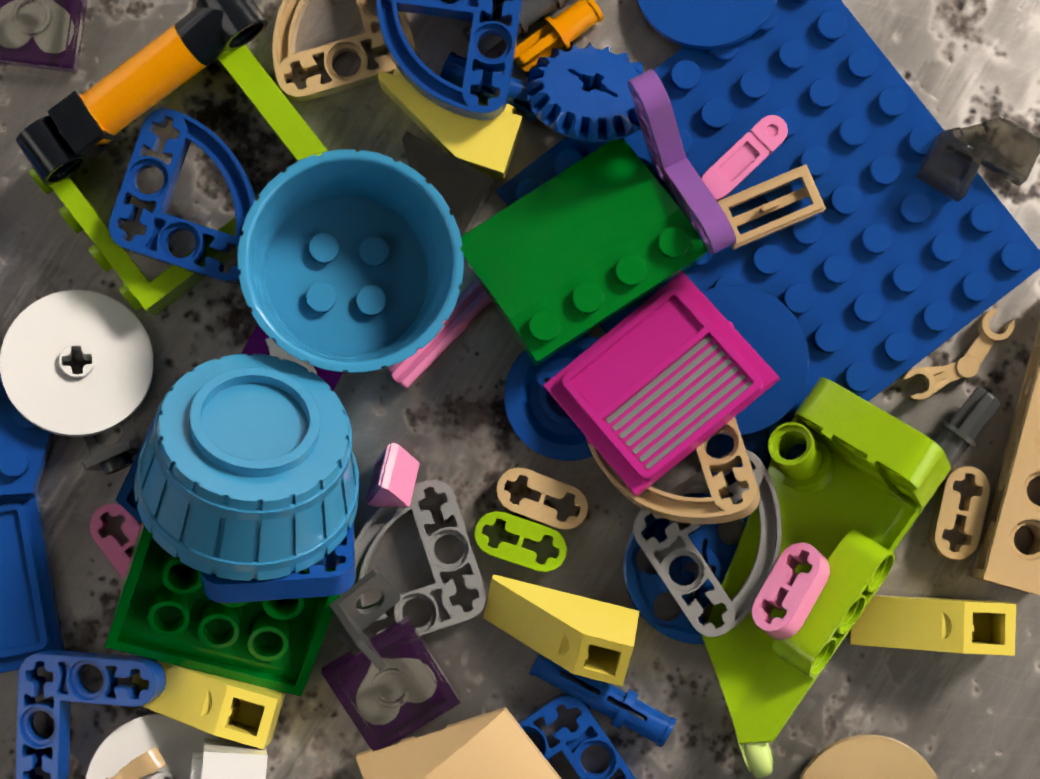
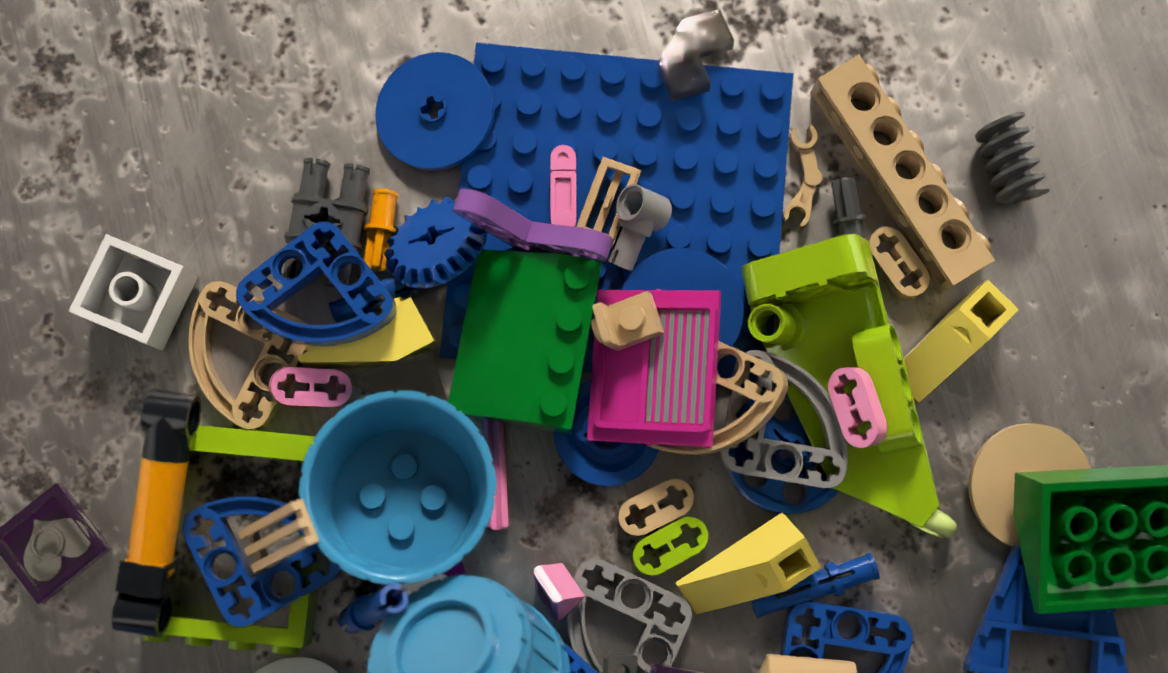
camera: 50 degrees left, 5 degrees down
(194, 192) = (258, 545): none -> tan tile
(231, 337) = (373, 608): none -> blue pin
(357, 114) = (310, 376): none -> bright pink beam
(675, 322) = (627, 321): none -> tan bracket
(784, 246) = (640, 215): none -> light grey pin

